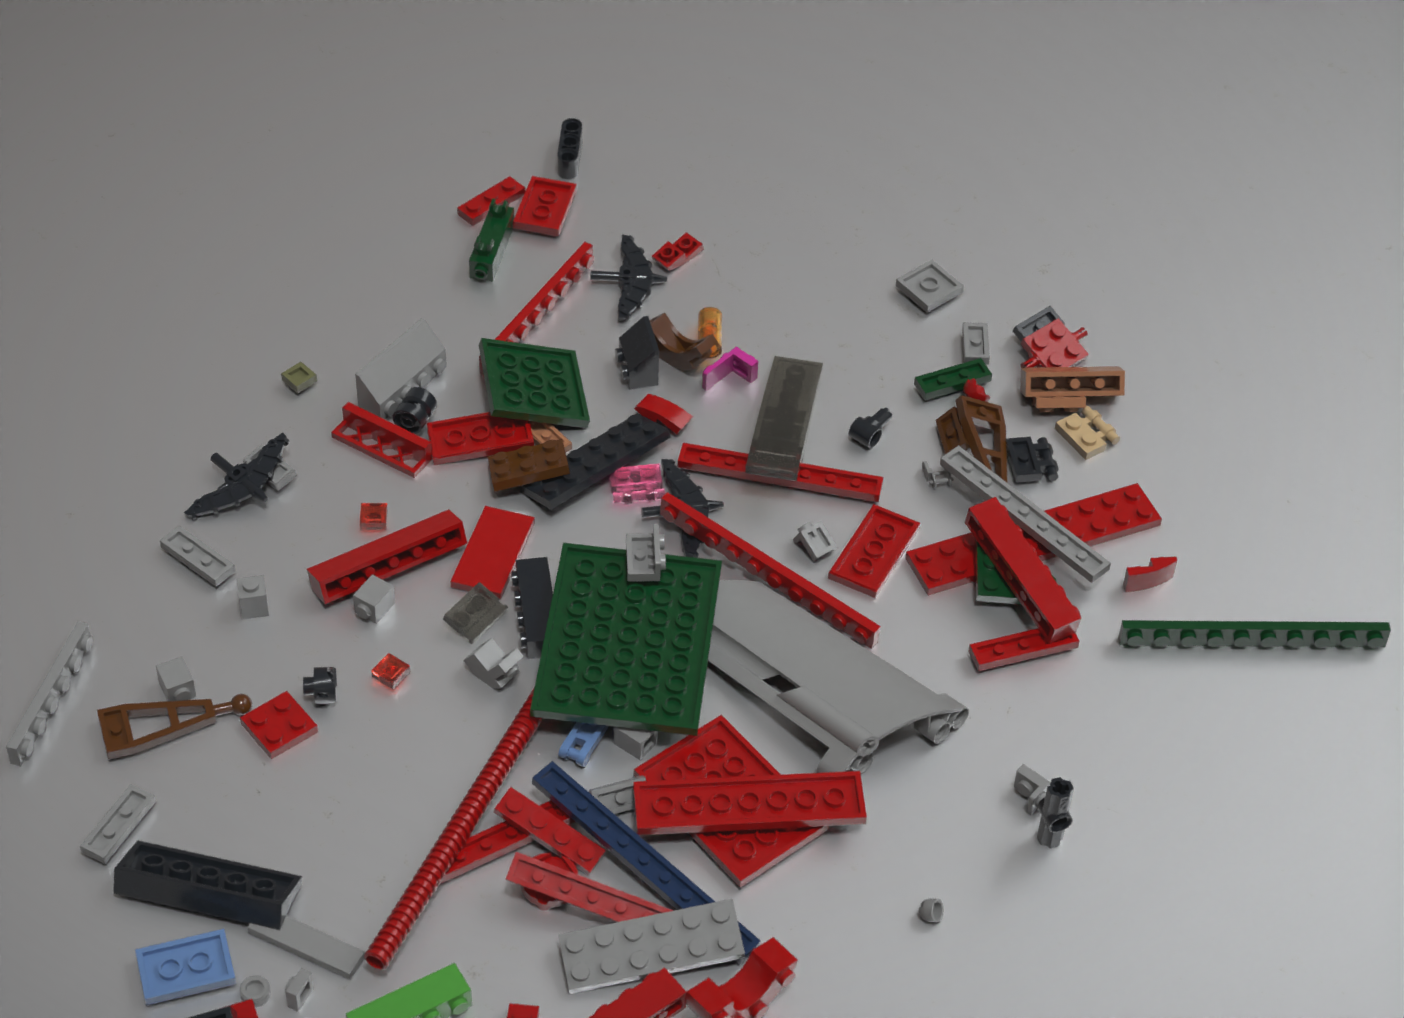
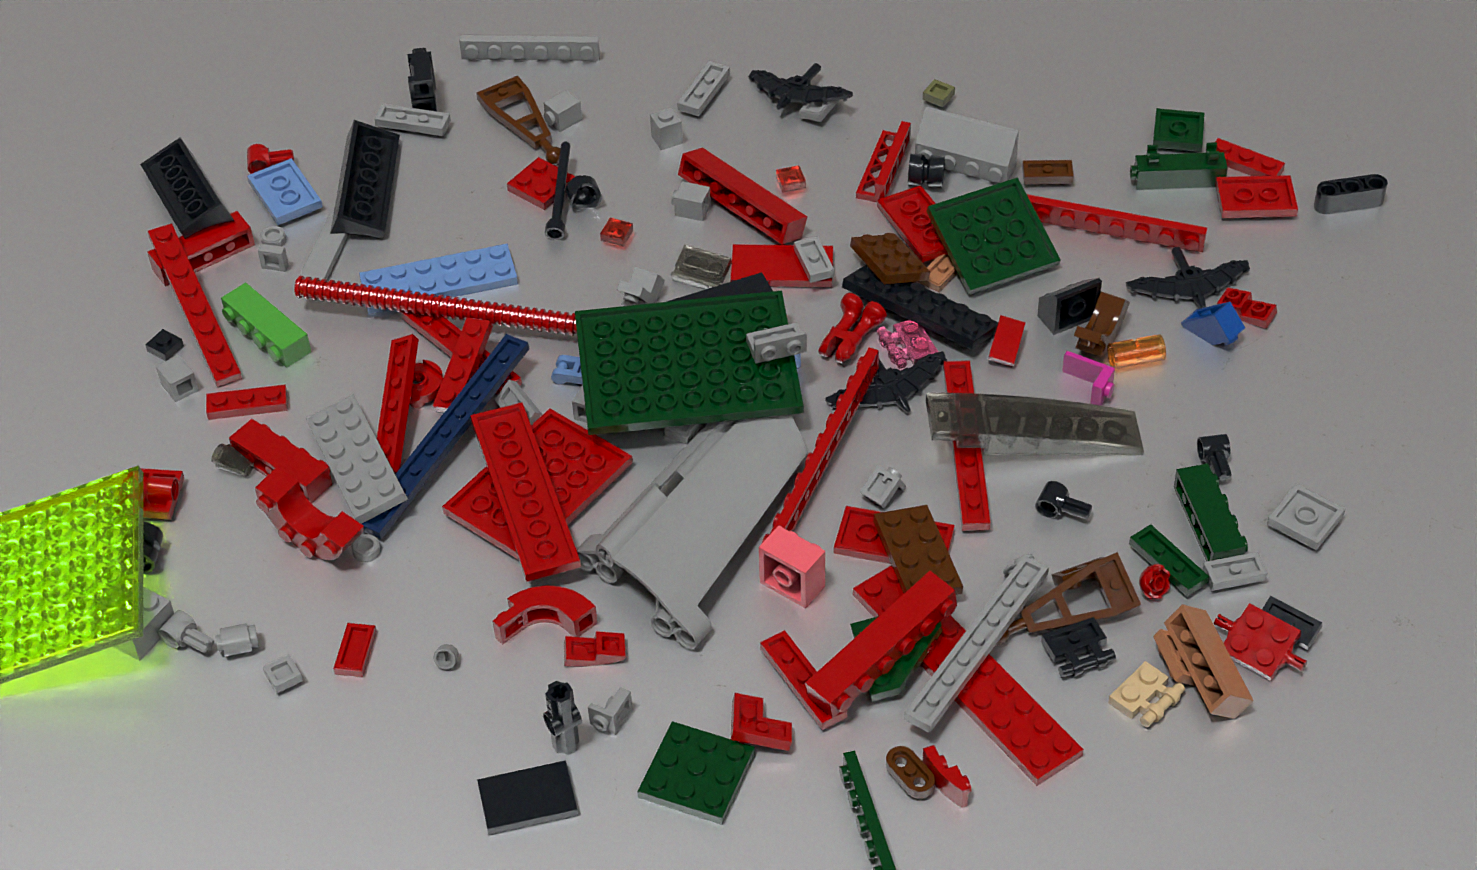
camera: 80 degrees right, 0 degrees up
(69, 795) = (422, 80): none -> black hips
(118, 981) = (260, 157): none -> red axle
(360, 721) = (555, 227): none -> black piece
(390, 837) = (449, 274): none -> medium blue plate
(434, 229) = (1178, 129): none -> dark green plate
(452, 328) = (1047, 172): none -> reddish brown plate
(508, 519) = (813, 259): none -> light grey plate
(585, 510) = (847, 340): none -> red piece
(694, 275) = (1215, 324): none -> blue slope
(840, 317) = (1215, 452): none -> black axle
(898, 804) = (547, 605): none -> red arch
(900, 989) = (355, 650): none -> red tile
(907, 617) = (792, 566): none -> coral brick
(908, 532) = (915, 546): none -> reddish brown plate
(914, 340) = (1209, 513): none -> dark green brick
(949, 793) = (600, 650): none -> red slope
(1073, 690) = (751, 727): none -> red plate
(1106, 744) = (696, 772): none -> dark green plate
(1110, 874) = (527, 797): none -> black tile
(1135, 596) = (912, 773): none -> reddish brown plate

